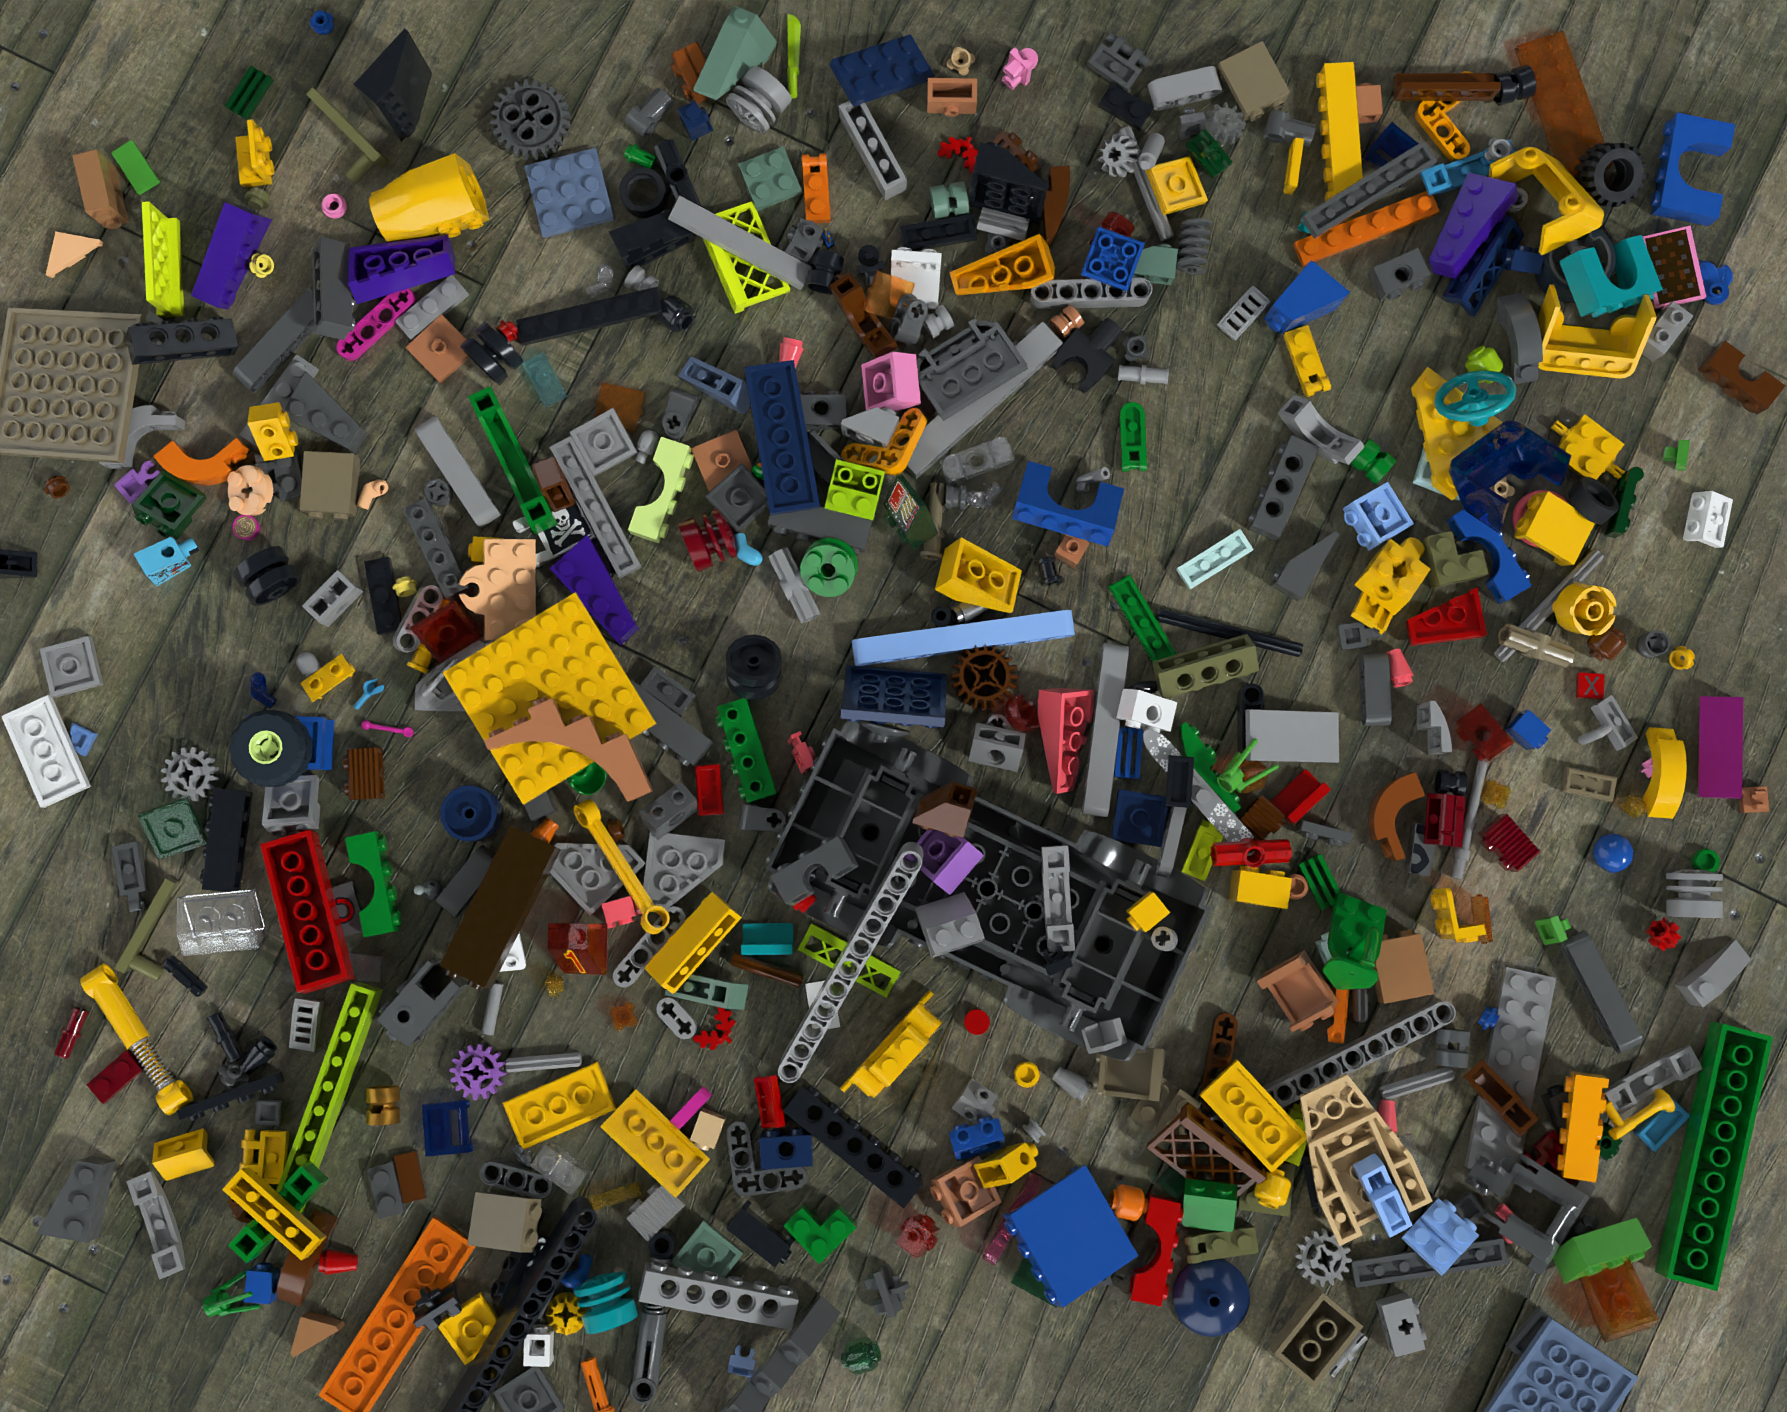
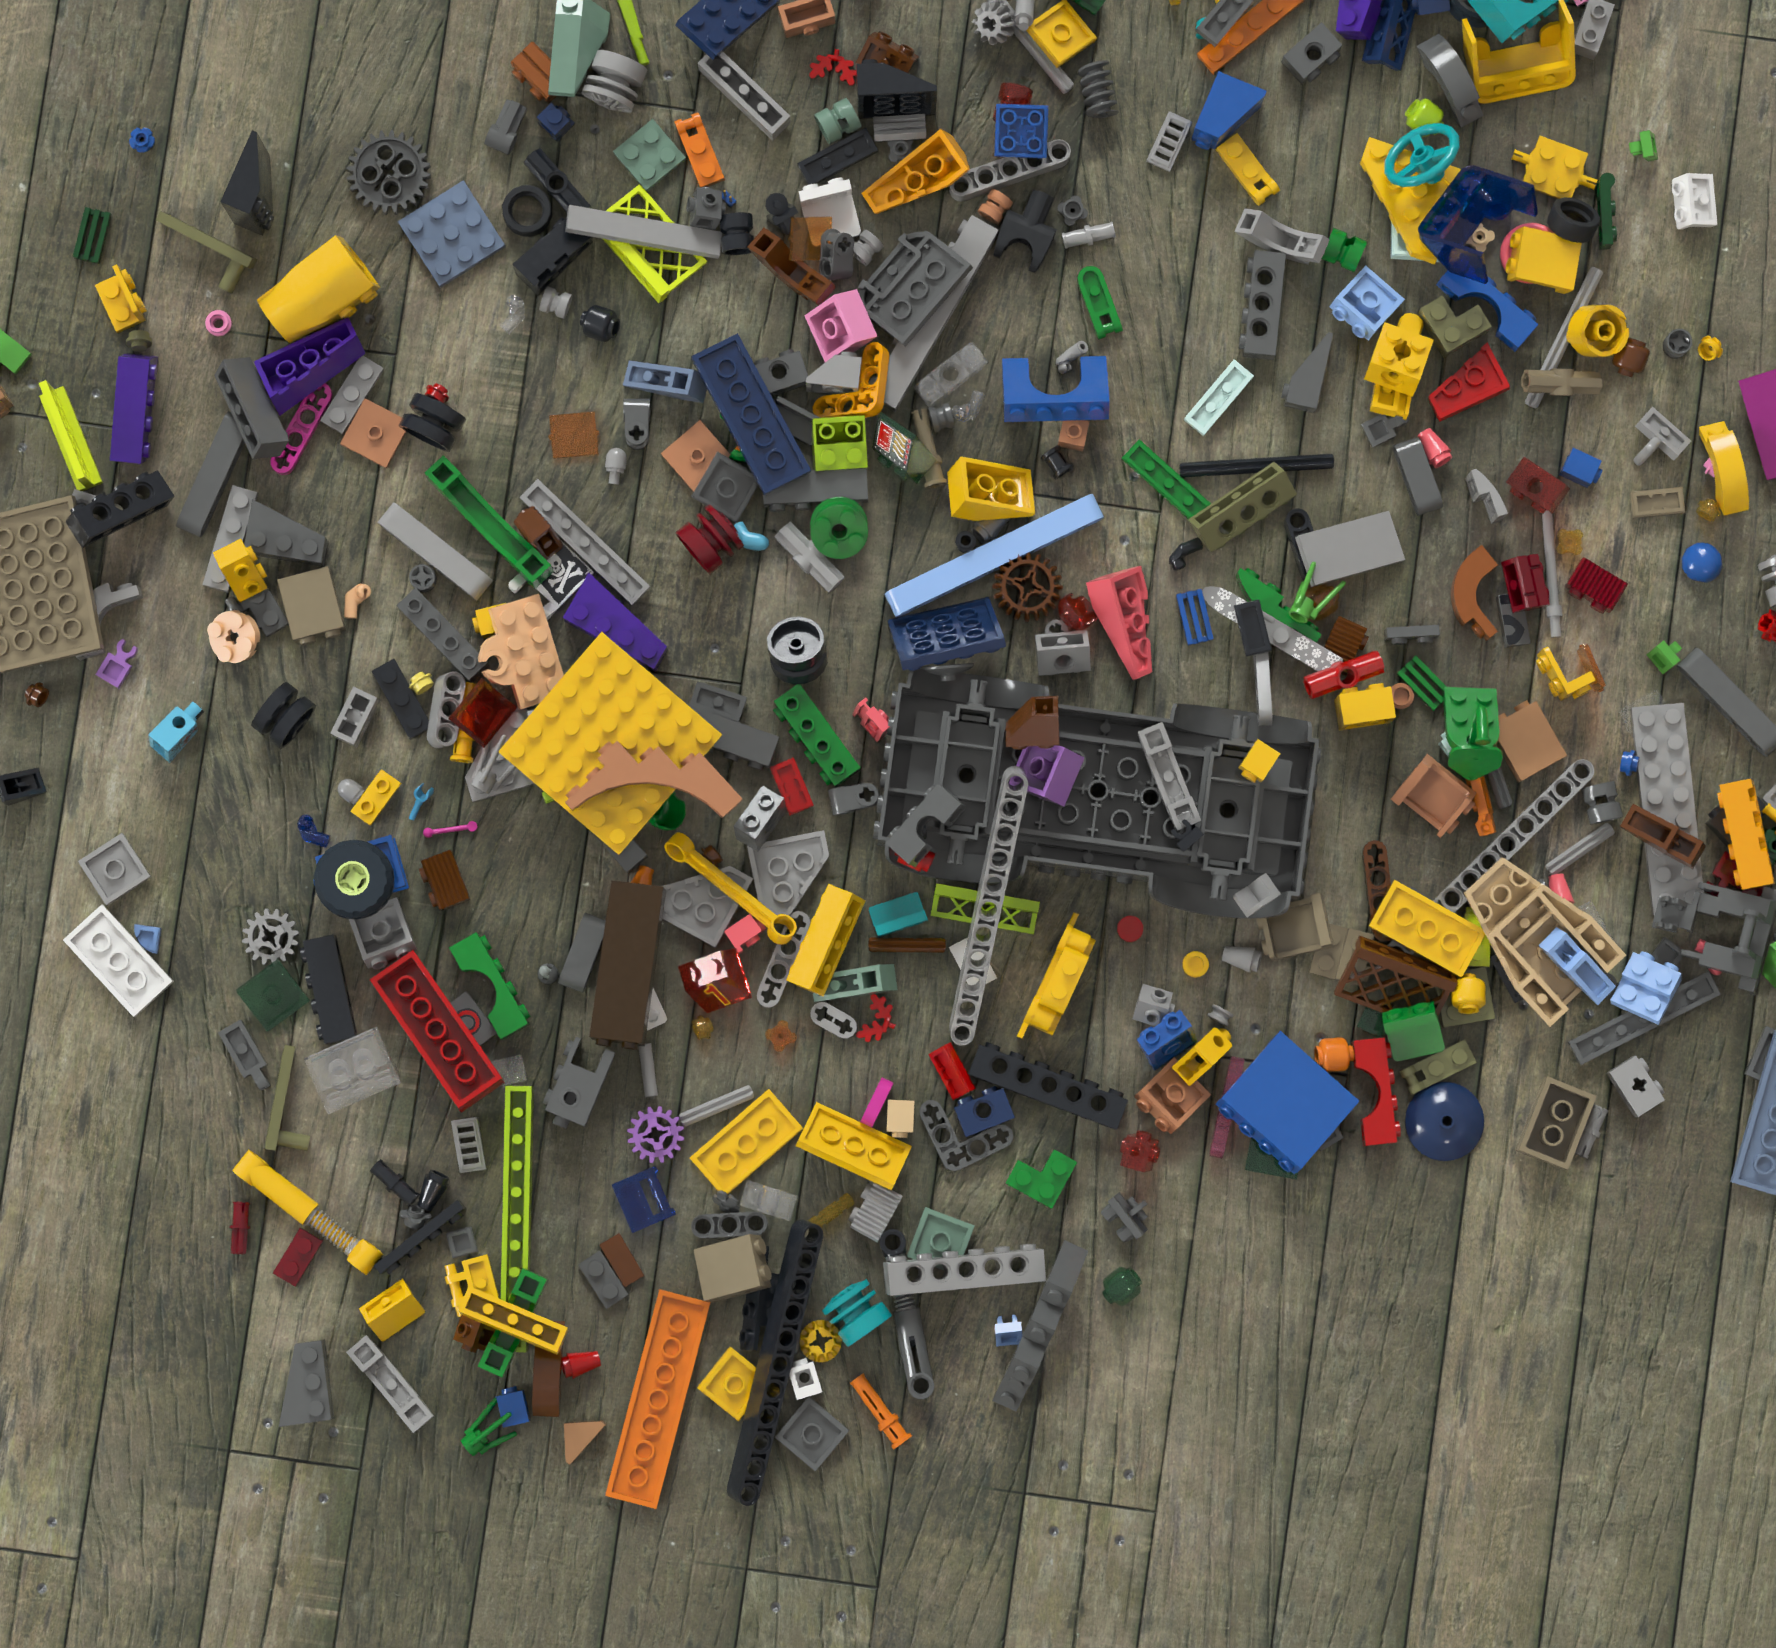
camera: 20 degrees left, 0 degrees up
(168, 505) = (156, 677): dark green plate -> none
(185, 976) = (333, 1136): black axle -> none
(202, 472) = (177, 633): orange arch -> none
(246, 527) = (240, 675): tile -> none
(266, 262) = (166, 406): light yellow plate -> none
(383, 1105) = (569, 1187): pearl gold wheel -> none
(434, 1303) = (690, 1367): black hips -> none
(458, 820) = (567, 900): dark blue wheel -> none
(544, 379) = (490, 431): clear light blue plate -> none
(579, 1275) = (821, 1299): blue arm -> none
(589, 316) = (516, 353): black plate -> none
(603, 442) = (572, 475): light grey plate -> none
(639, 156) = (511, 175): green pin -> none
(651, 520) = (645, 538): yellowish green arch -> none
(760, 1236) = (986, 1203): black brick -> none
(790, 350) = (728, 324): coral cone -> none
(949, 924) = (1073, 835): light grey slope -> none
(1055, 201) = (947, 93): reddish brown slope -> none
(1105, 730) = (1164, 601): light grey beam -> none
(1139, 818) = (1226, 678): dark blue plate -> none
(1146, 710) = (1211, 567): white brick -> none
(1157, 264) = (1067, 120): sand green slope -> none
(1159, 932) = (1290, 787): light grey bush -> none
(1198, 858) = (1297, 701): neon yellow hinge -> none
(1299, 796) = (1376, 605): red panel -> none
(1332, 1255) = (1532, 1036): light grey gear -> none
(1452, 783) = (1520, 544): black wheel -> none
(1590, 685) = (1629, 404): red tile -> none
(1723, 369) = (1662, 46): reddish brown arch -> none

